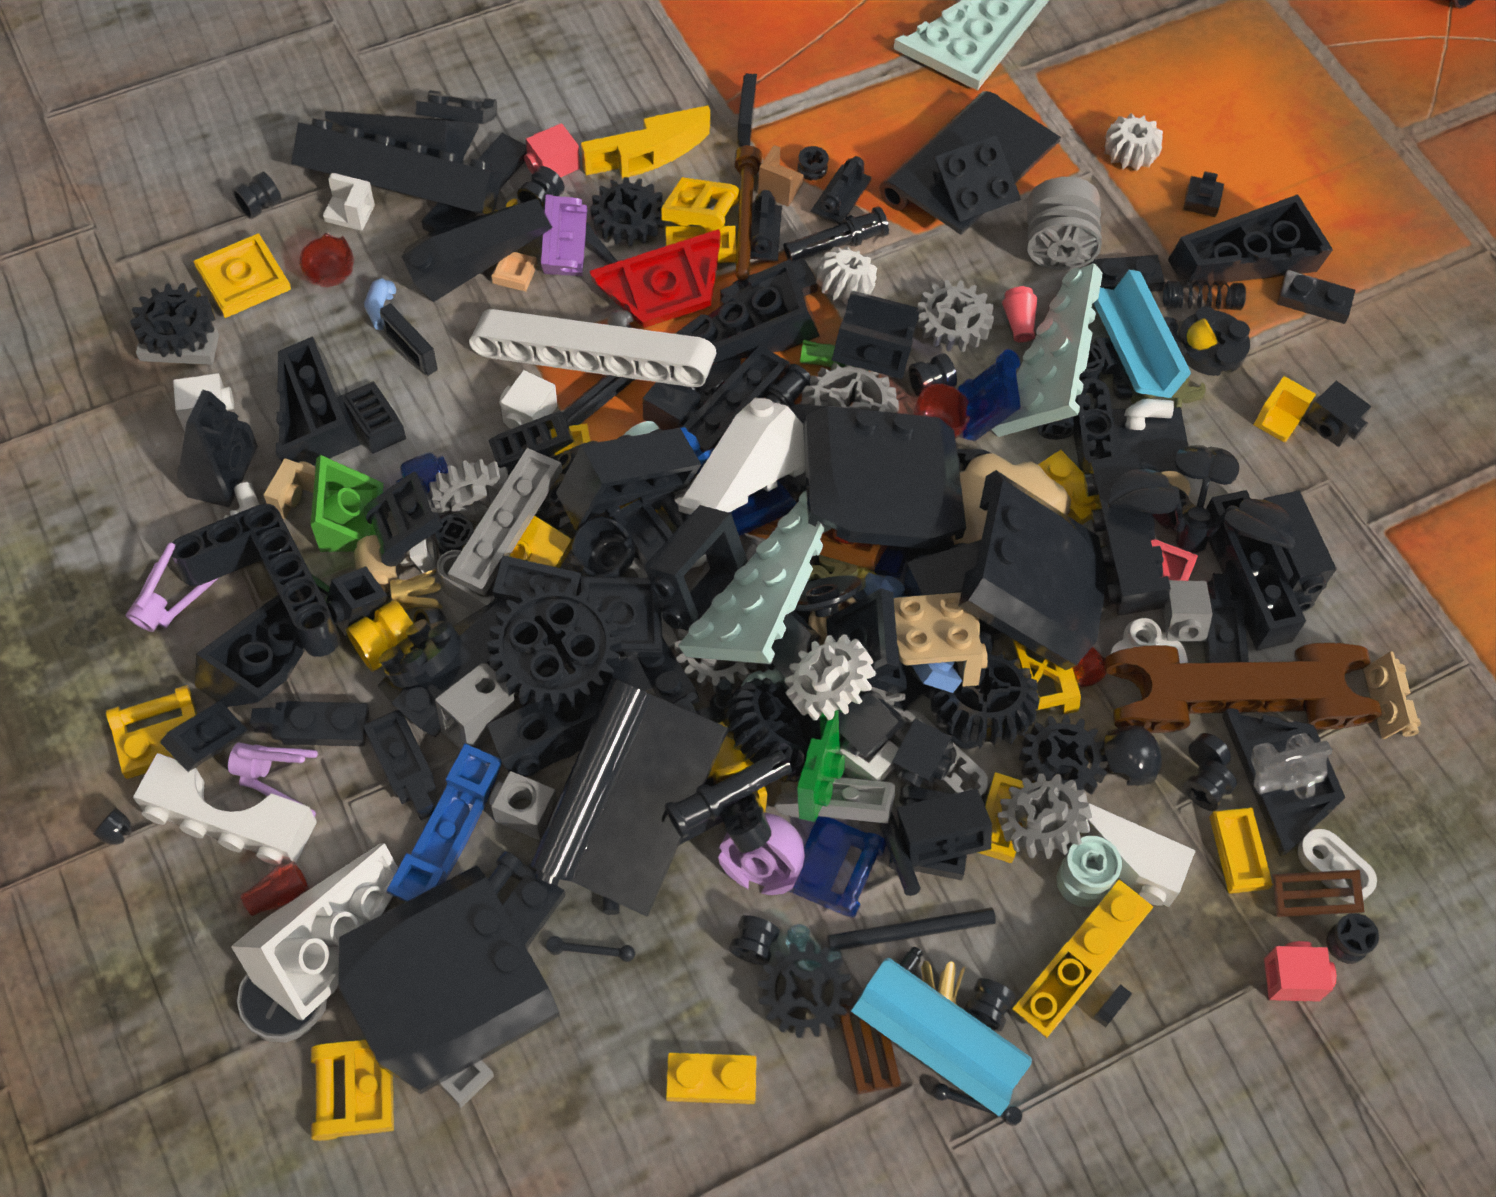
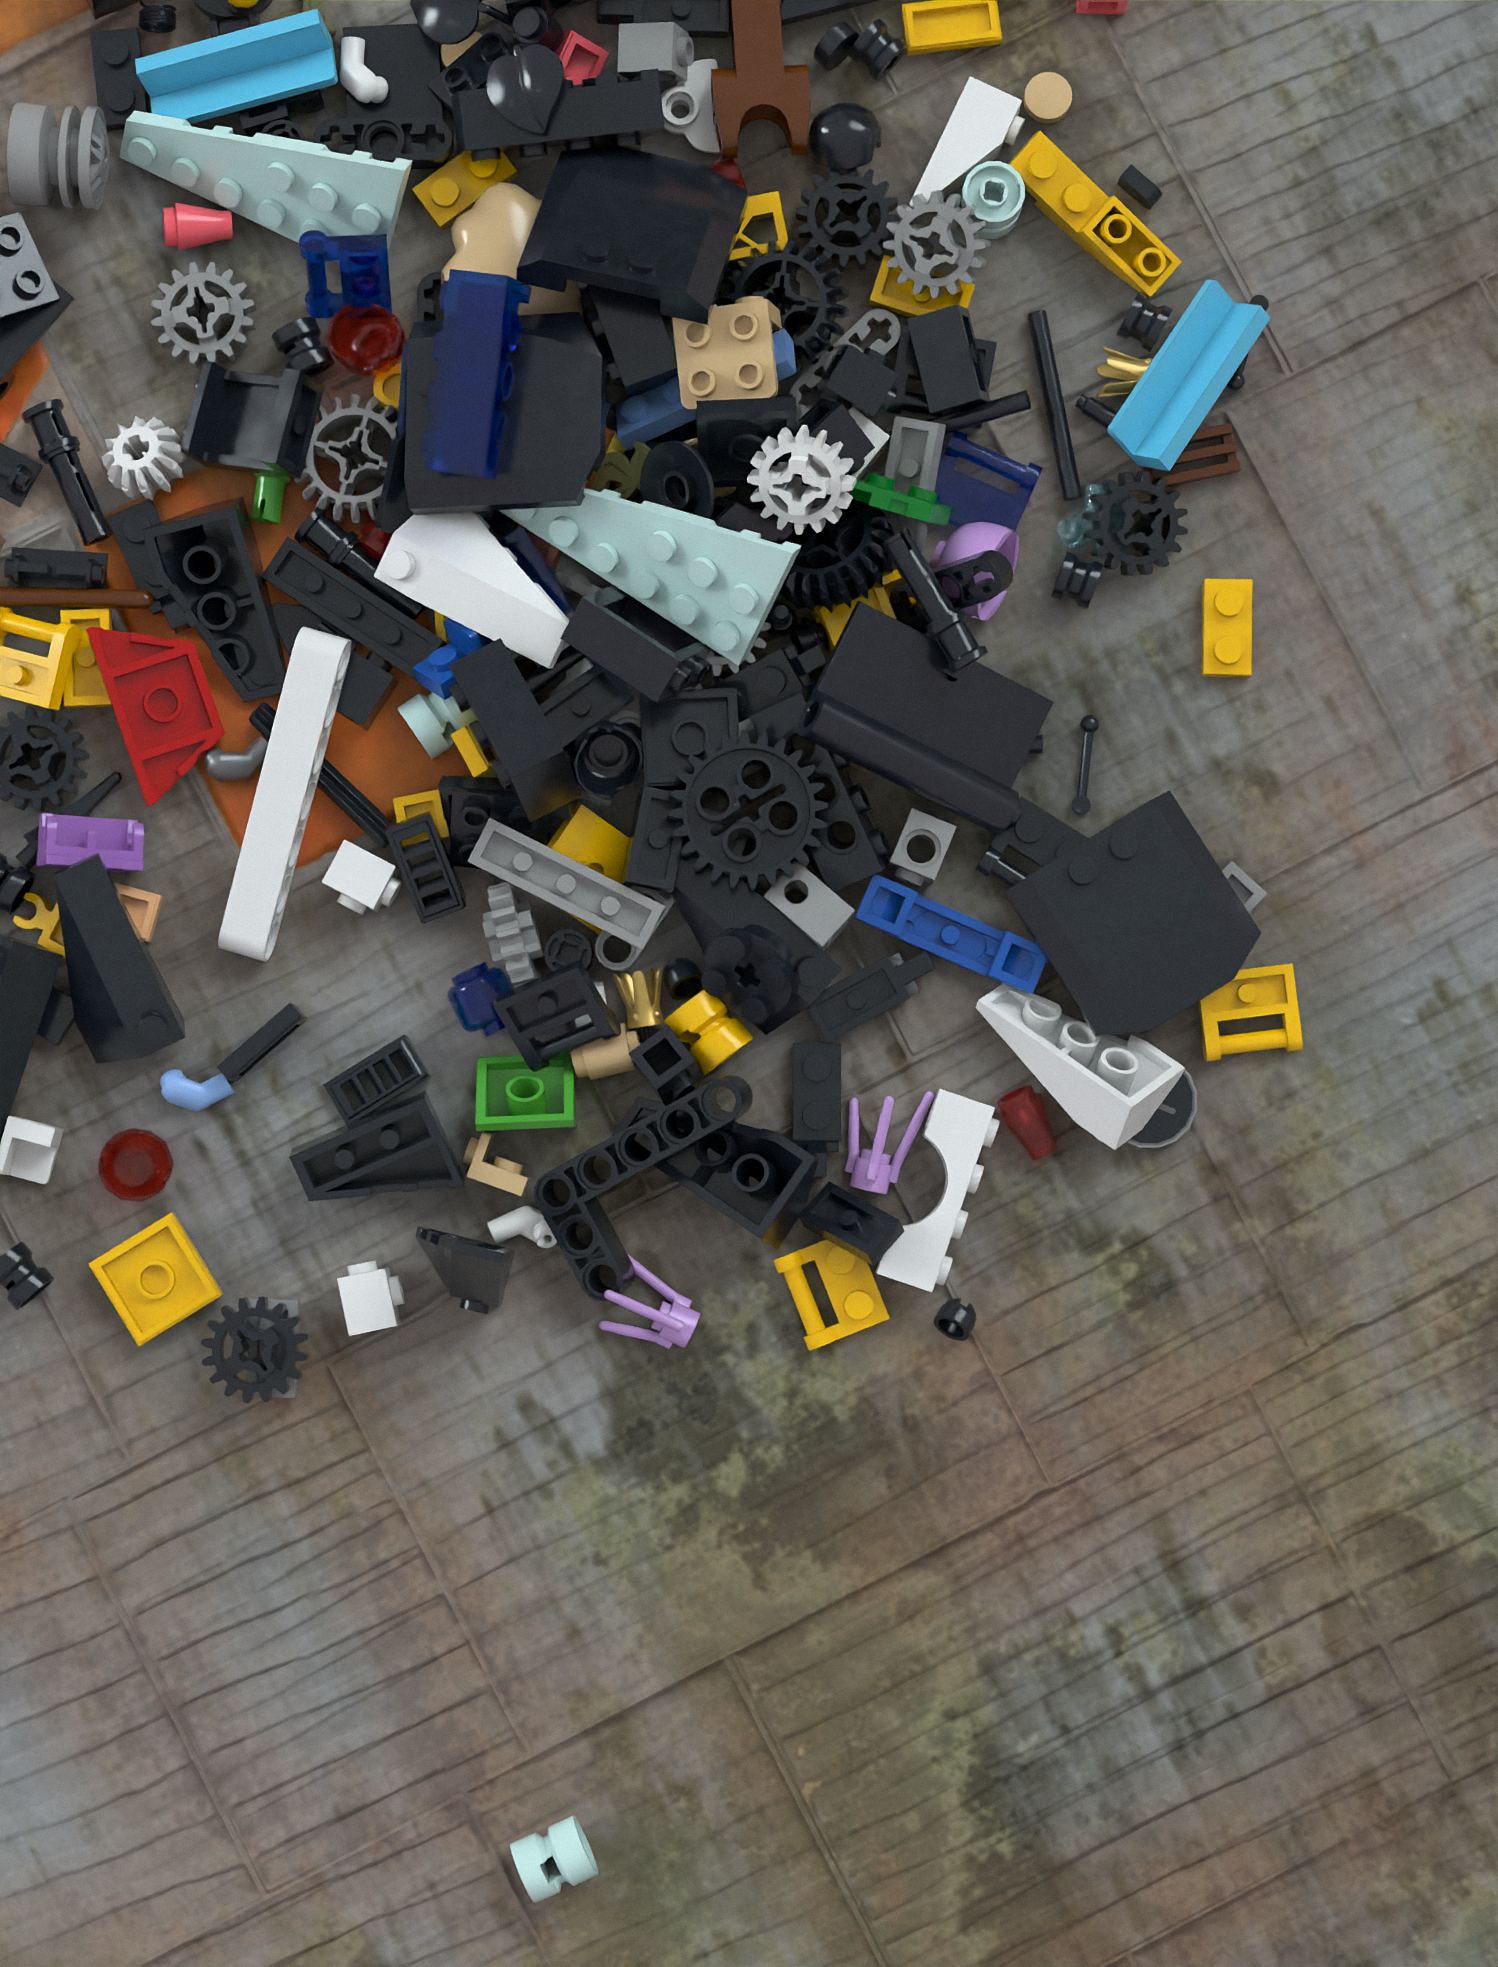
camera: 90 degrees left, 25 degrees up
(911, 437) = (473, 372): none -> clear blue wedge
(1185, 928) = (1047, 97): none -> tan tile

